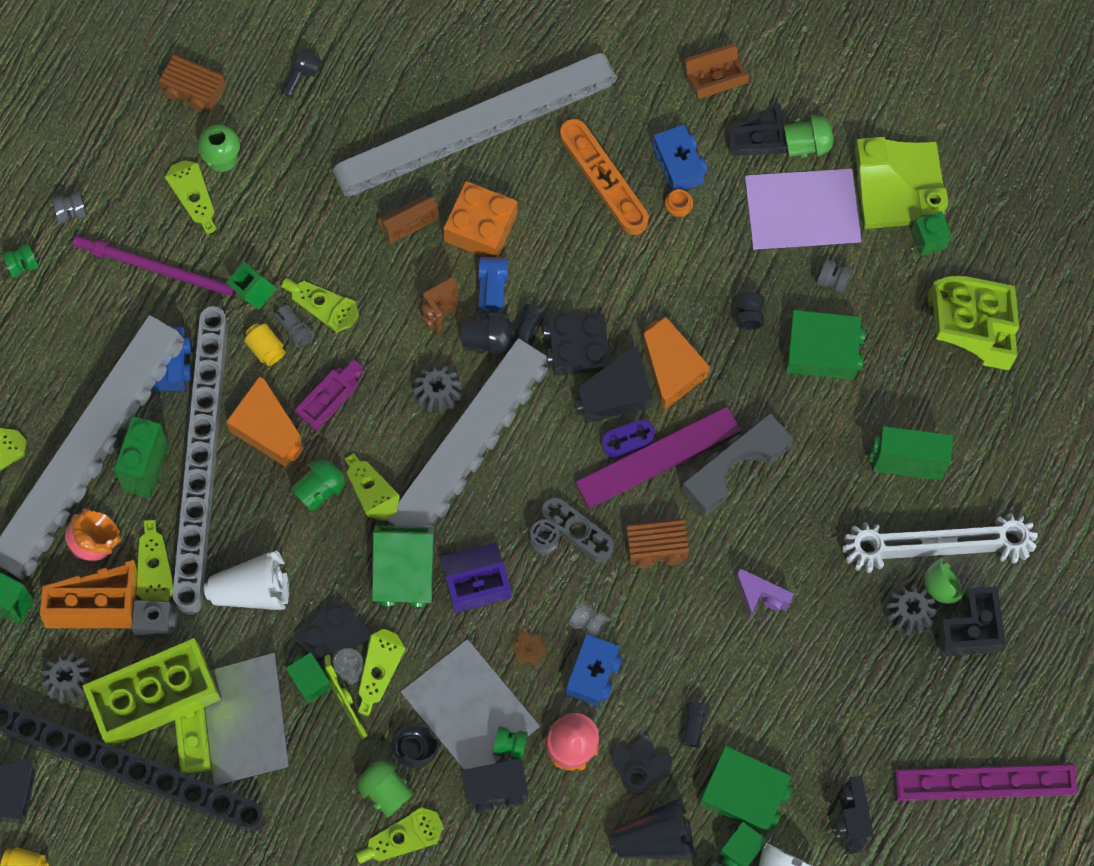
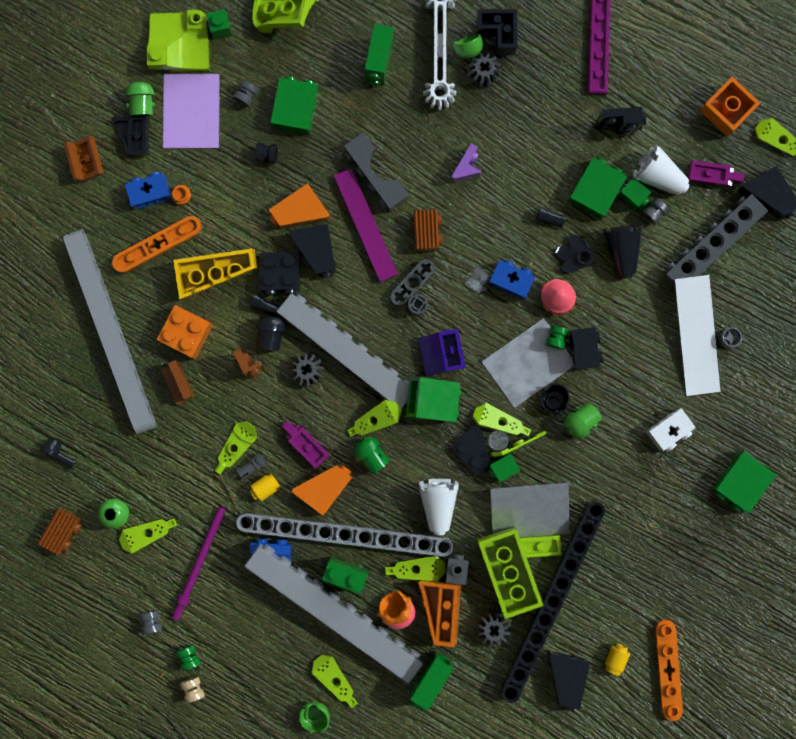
camera: 80 degrees left, 15 degrees up
(251, 285) = (222, 494): green brick -> none
(413, 833) = (607, 405): lime piece -> none
(492, 278) = (226, 326): blue piece -> none
(526, 641) = (492, 315): clear orange plant -> none
(569, 243) = (207, 271): none -> yellow wedge
(625, 433) = (355, 241): dark purple beam -> none

